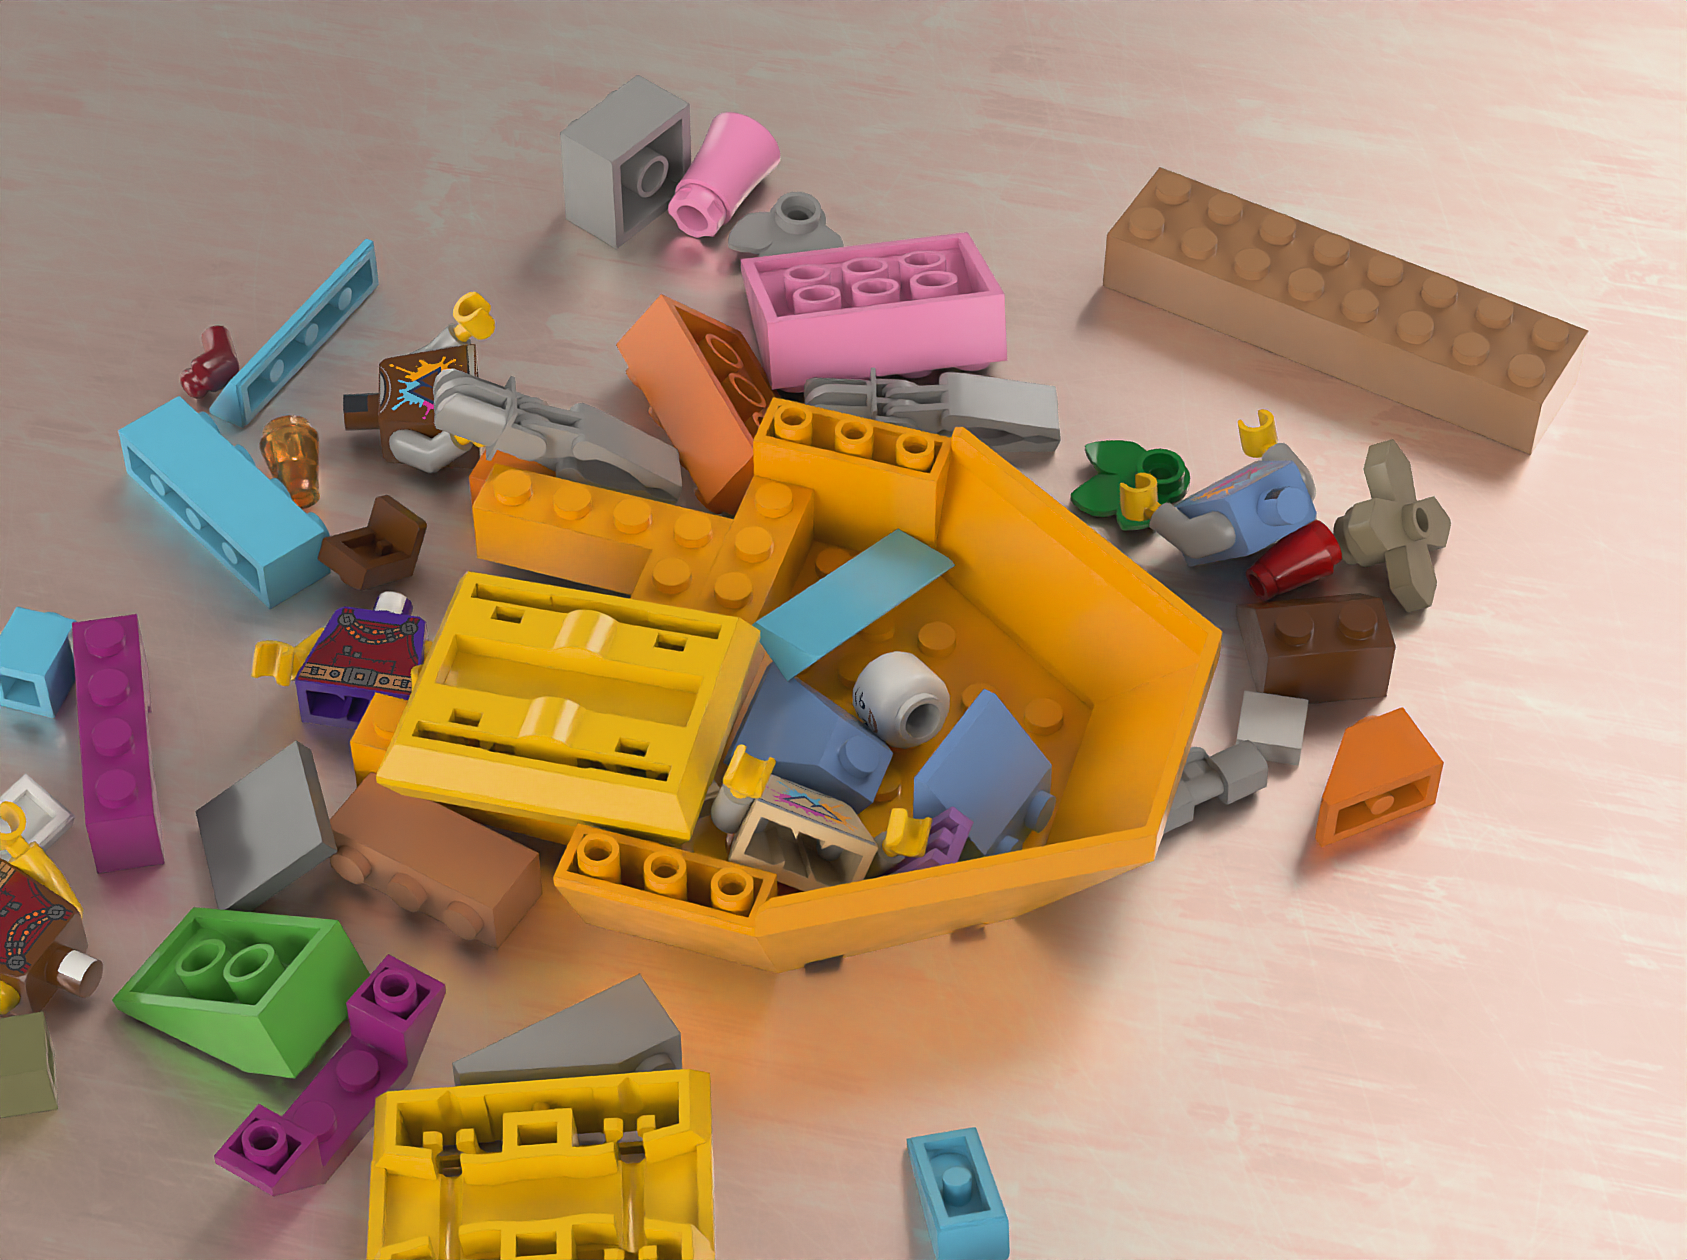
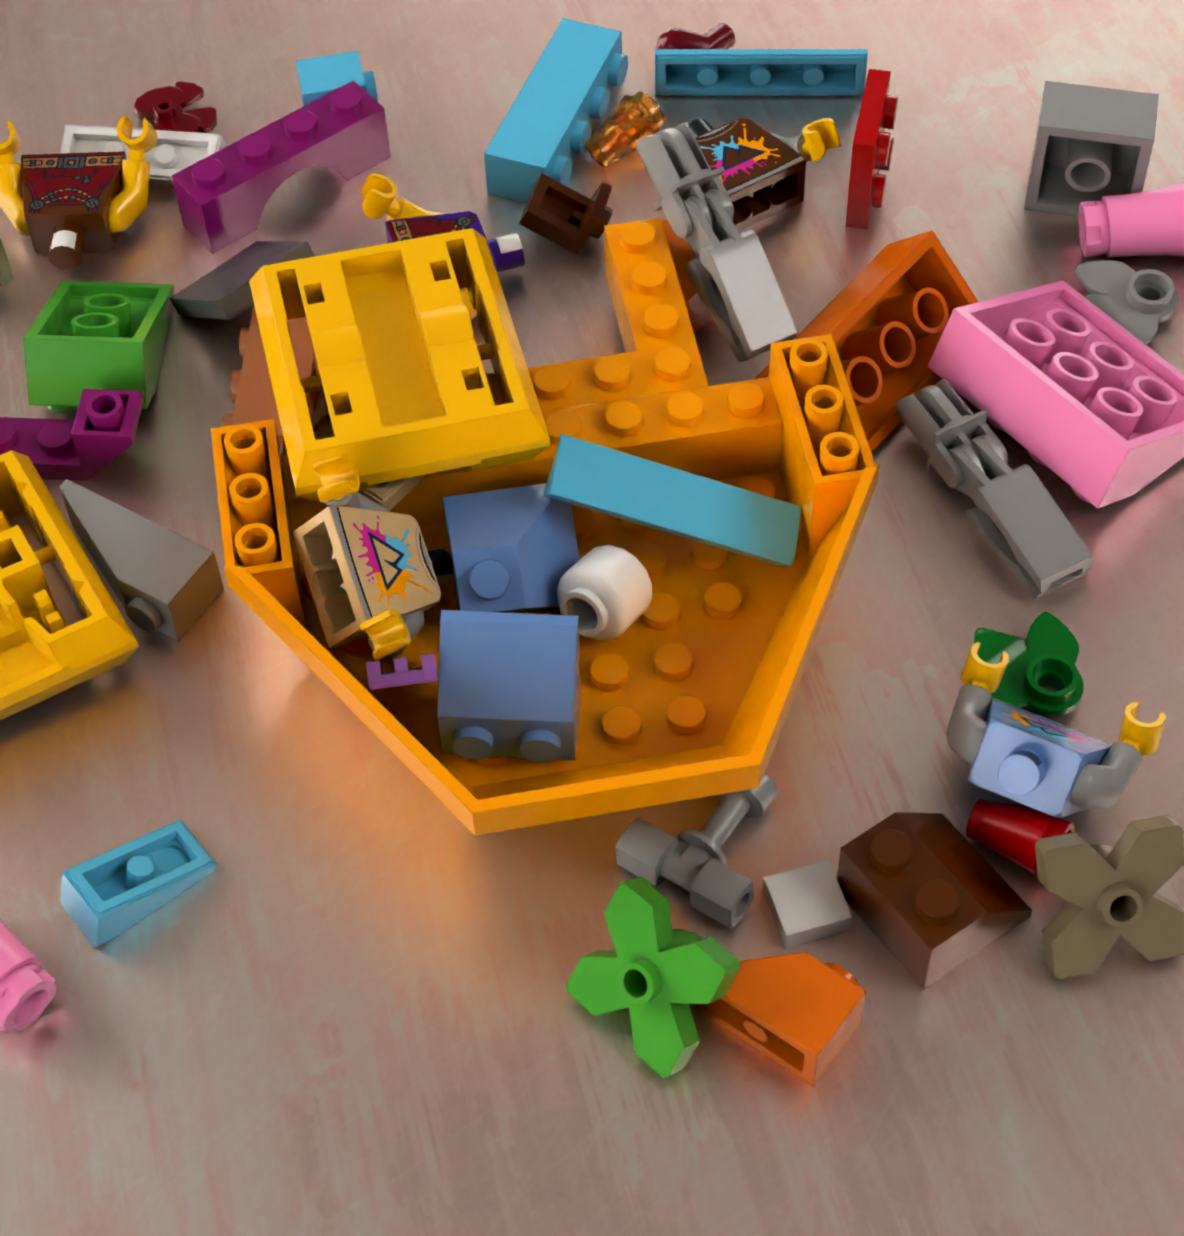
camera: 65 degrees right, 5 degrees up
(511, 287) = (871, 149): none -> red plate
(1308, 837) = (654, 975): none -> bright green plant

